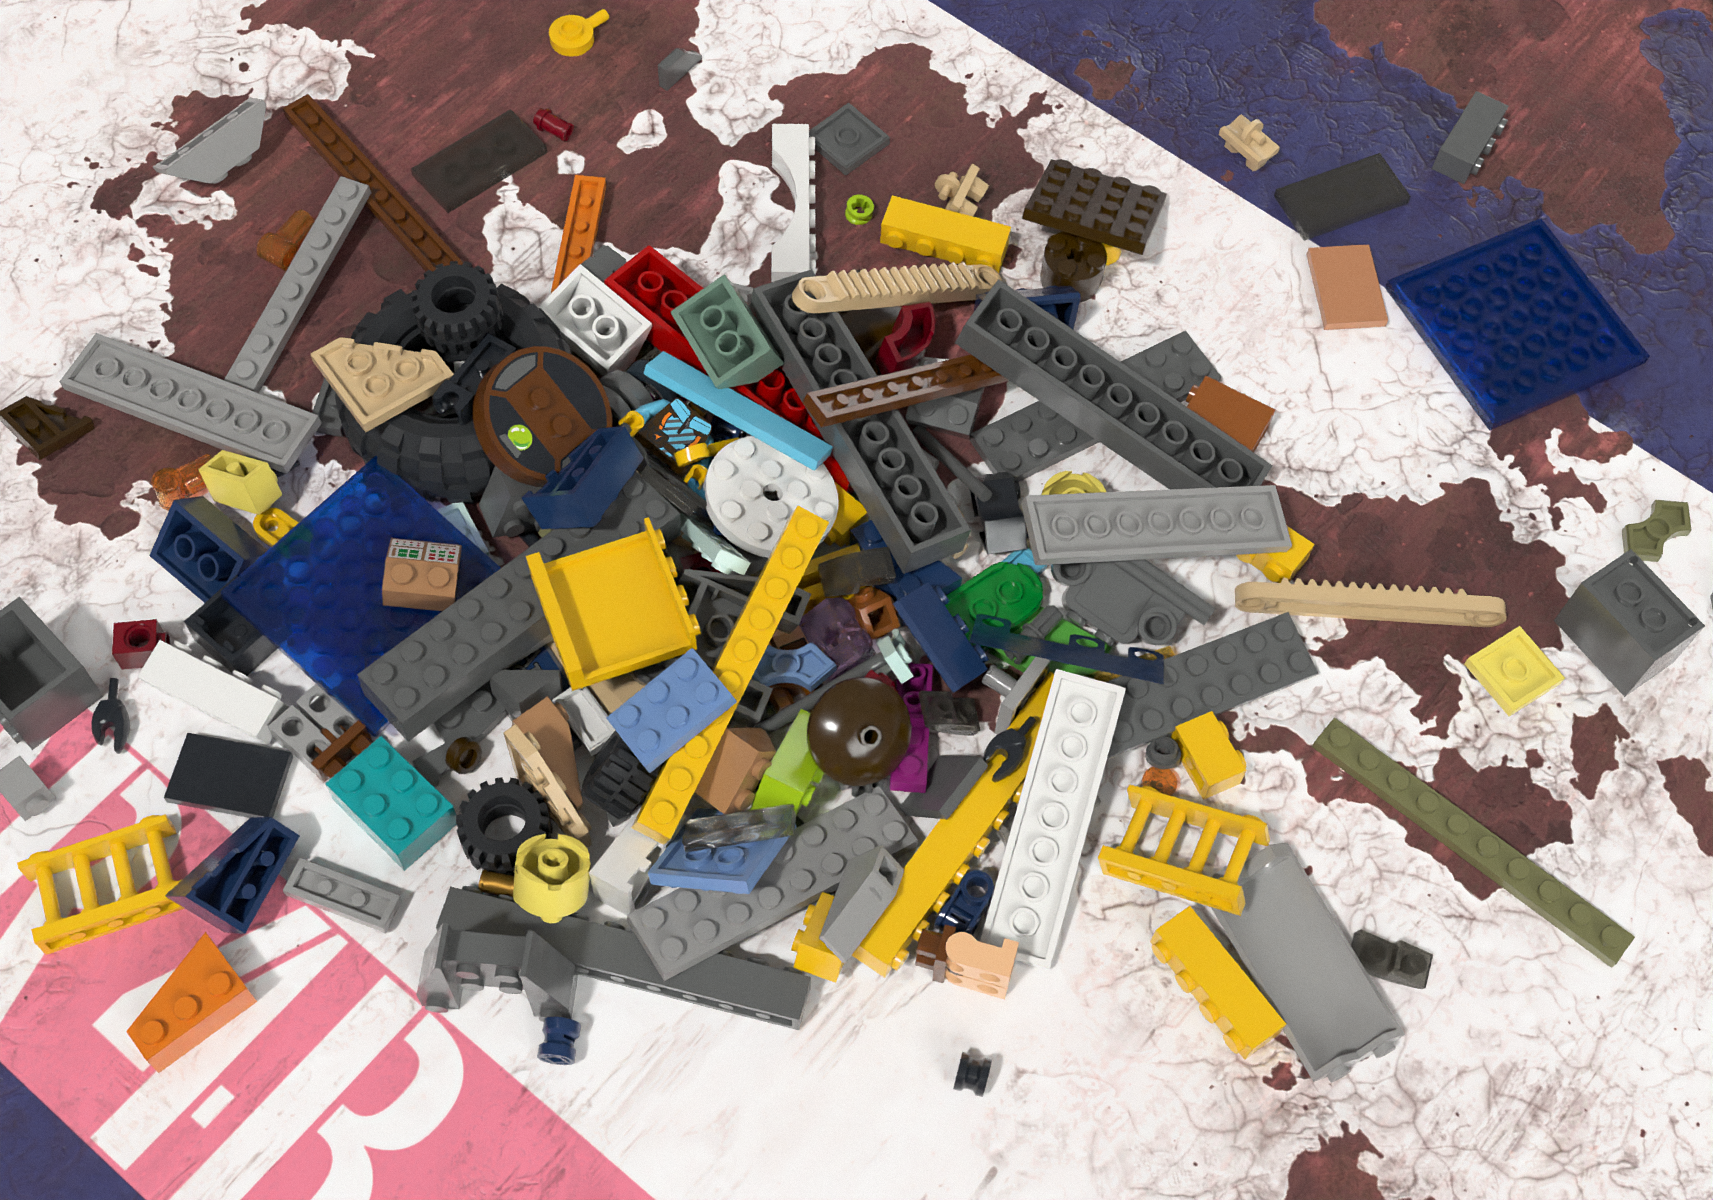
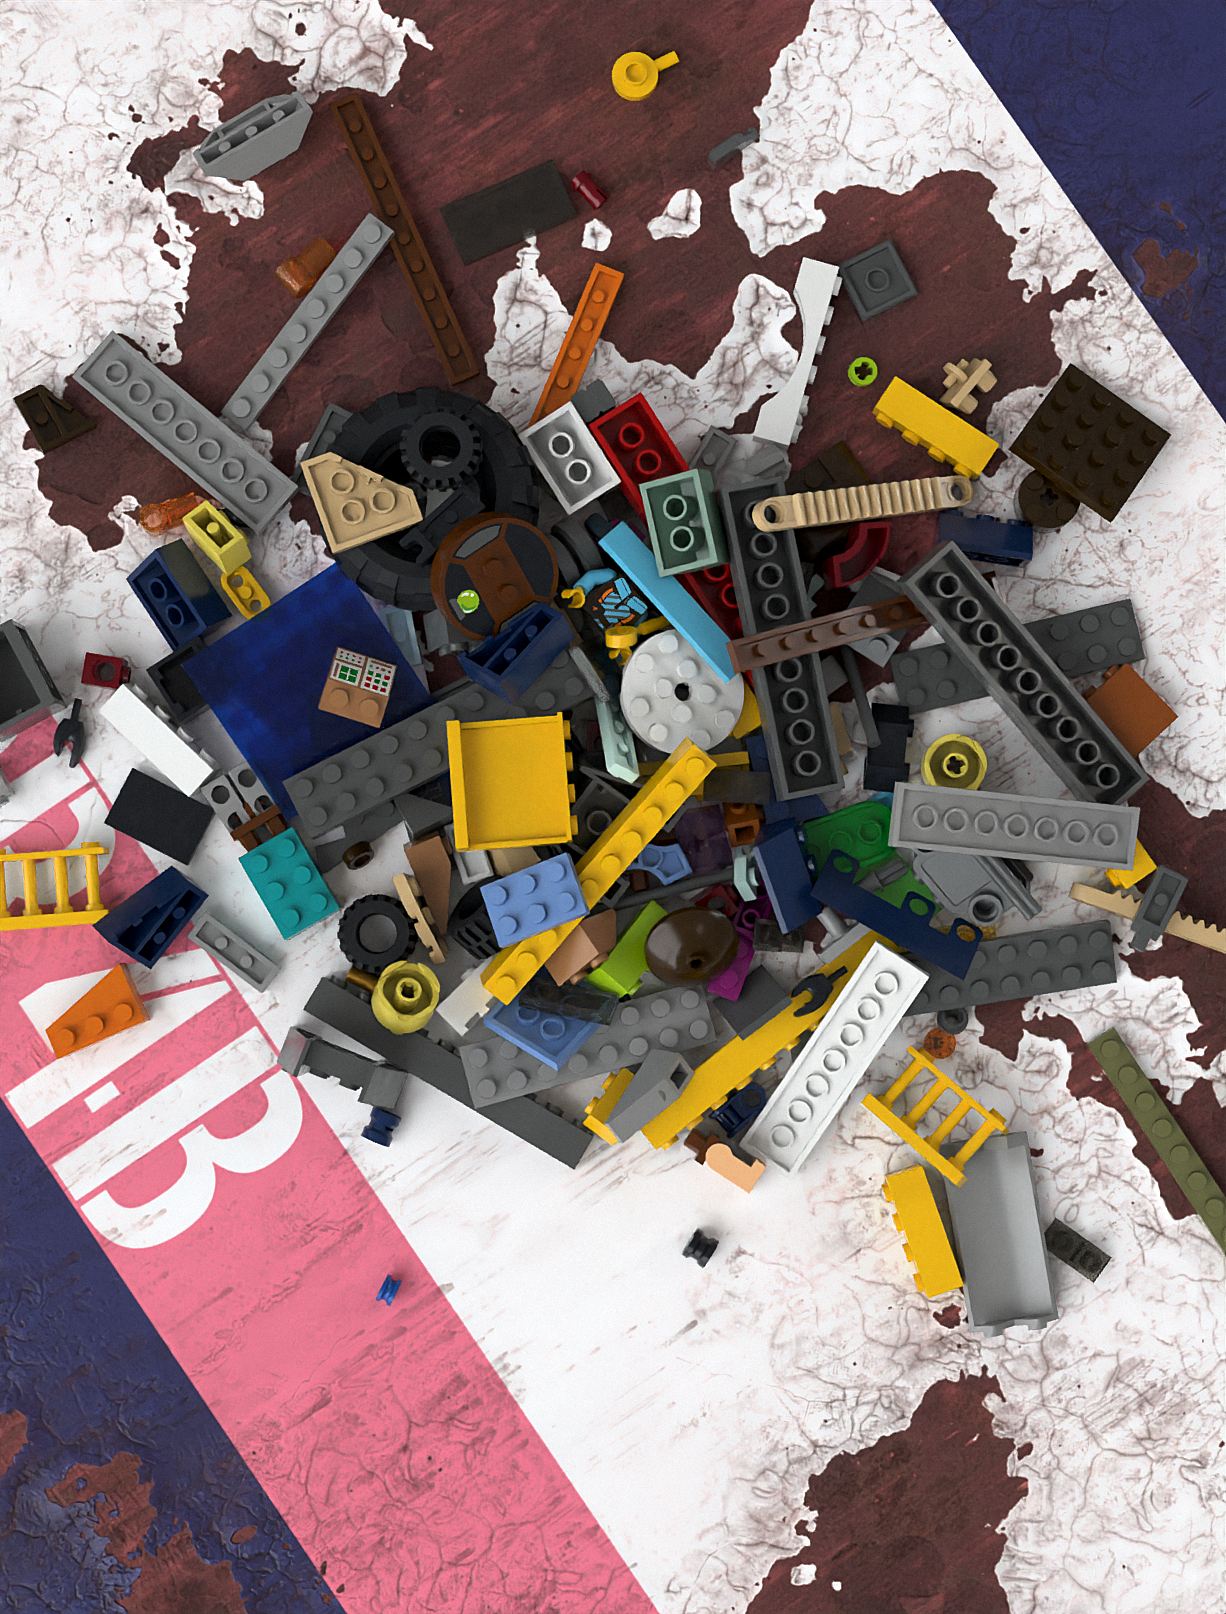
camera: 20 degrees right, 25 degrees up
(1209, 755) = (991, 1033): yellow brick -> none
(1330, 577) = (1157, 906): none -> dark grey hinge

